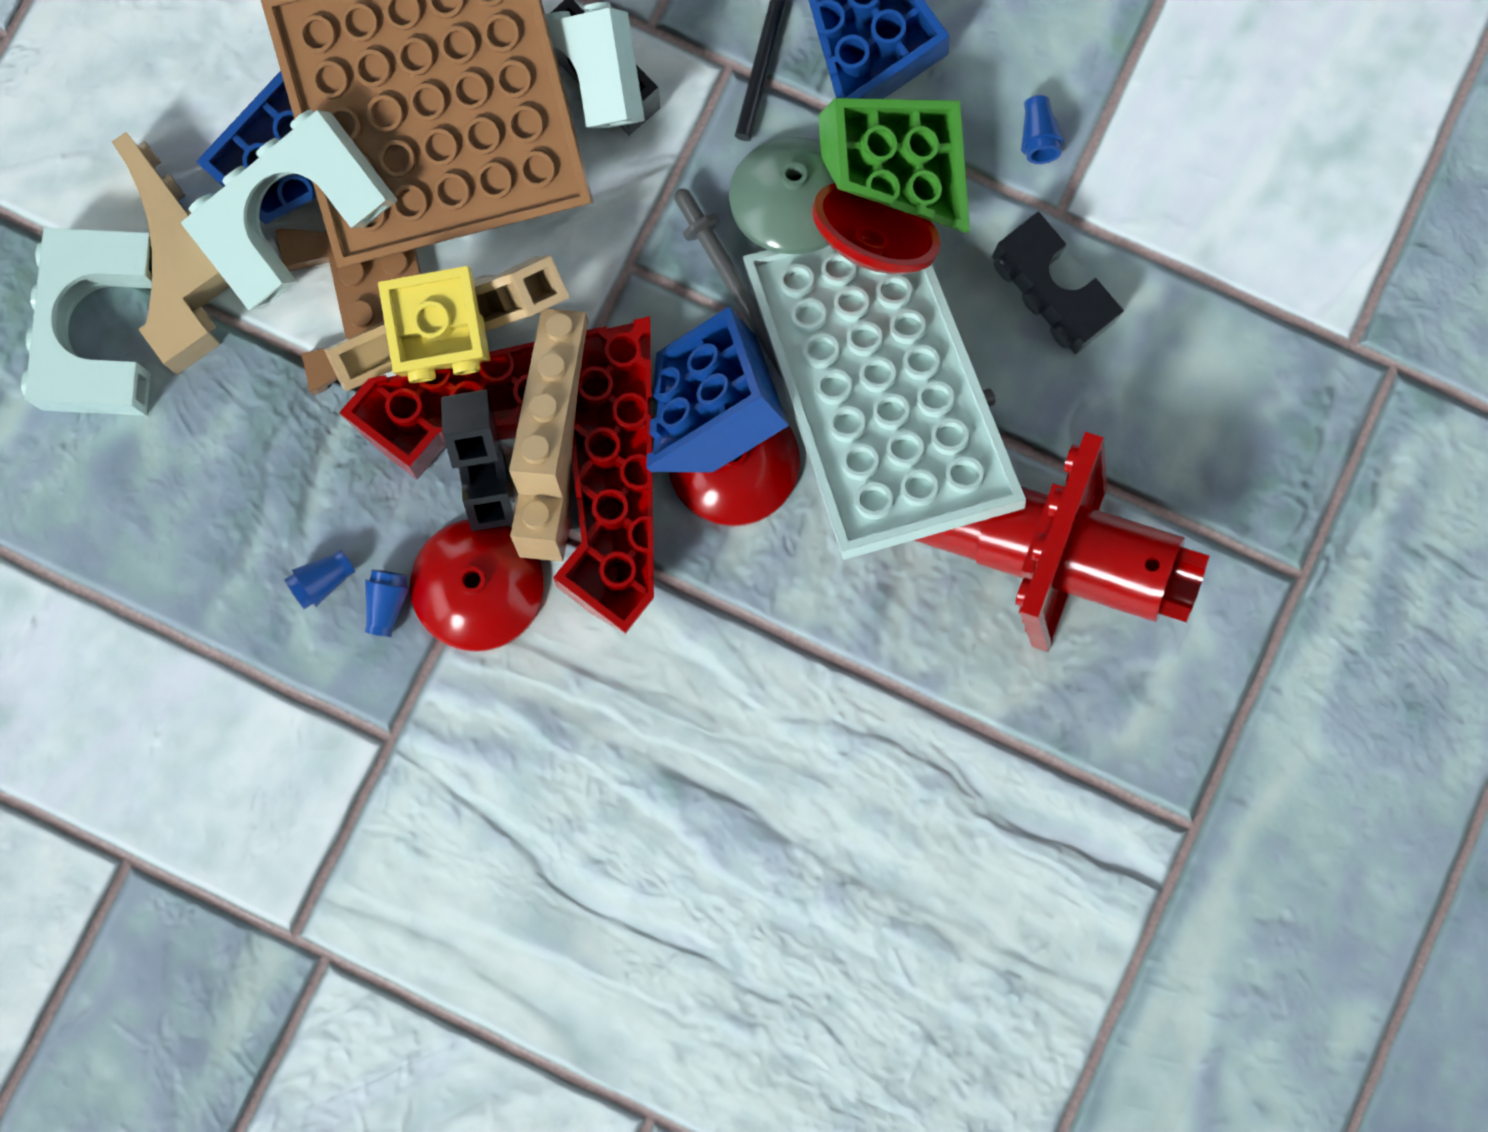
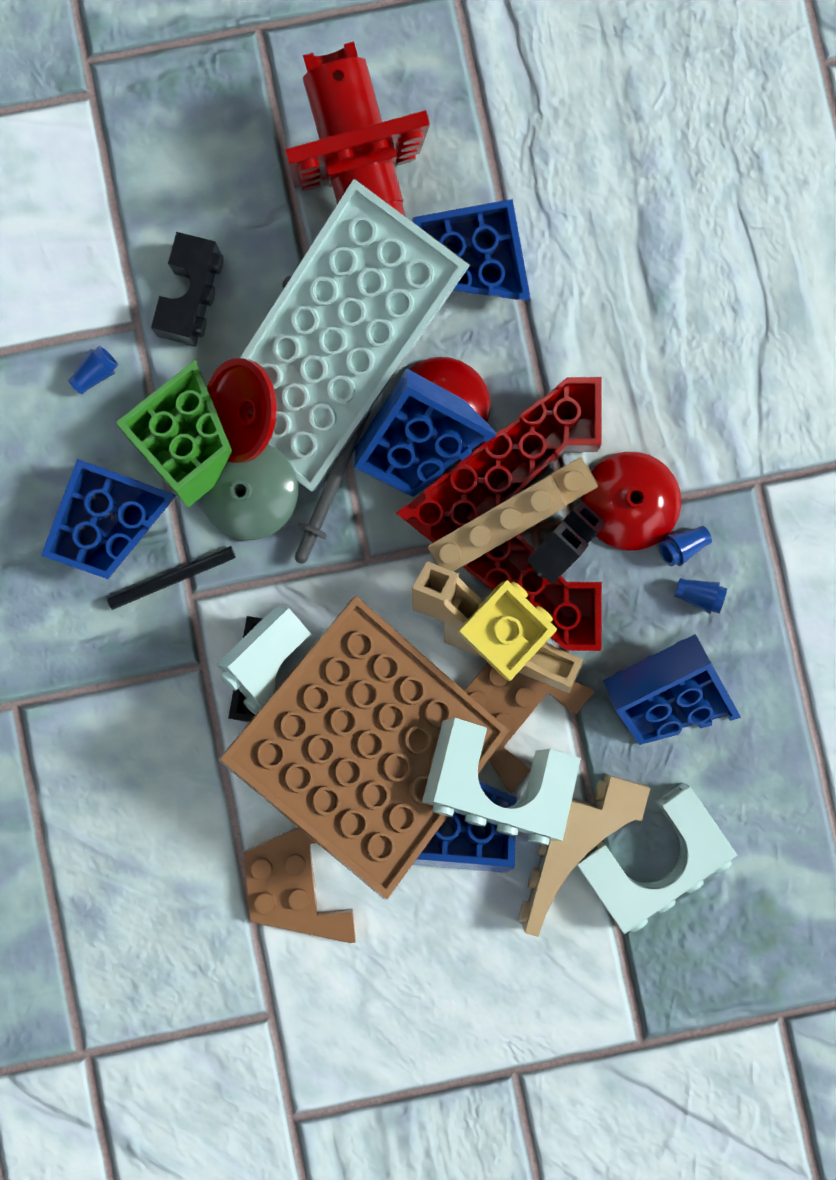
camera: 130 degrees left, 5 degrees up
(244, 464) = (670, 692): none -> blue wedge
(870, 610) = (486, 240): none -> blue wedge

